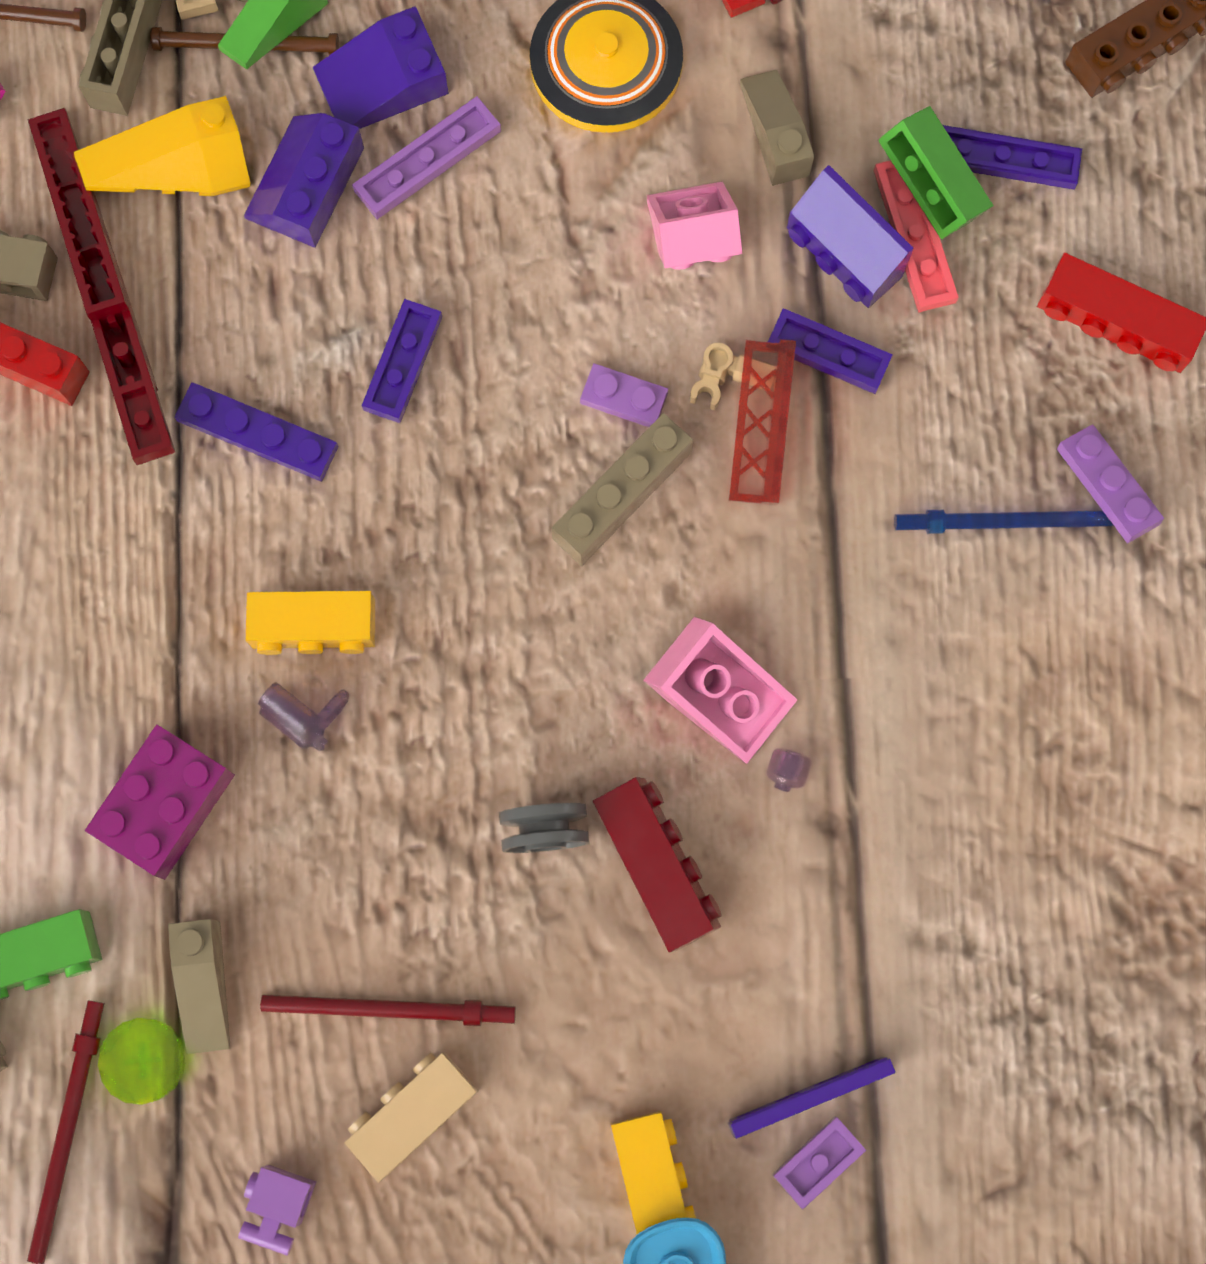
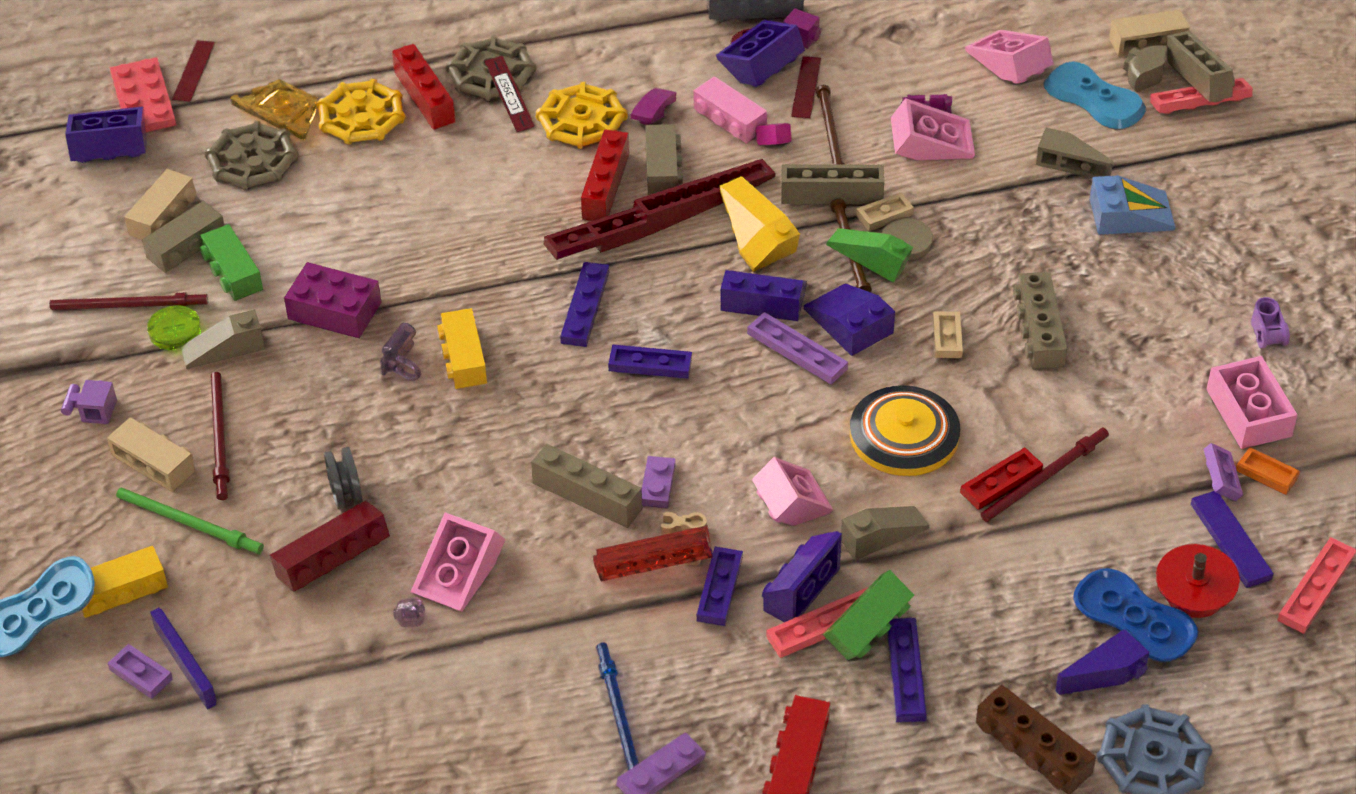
camera: 80 degrees right, 30 degrees down
(600, 1003) = (233, 538): none -> bright green bar

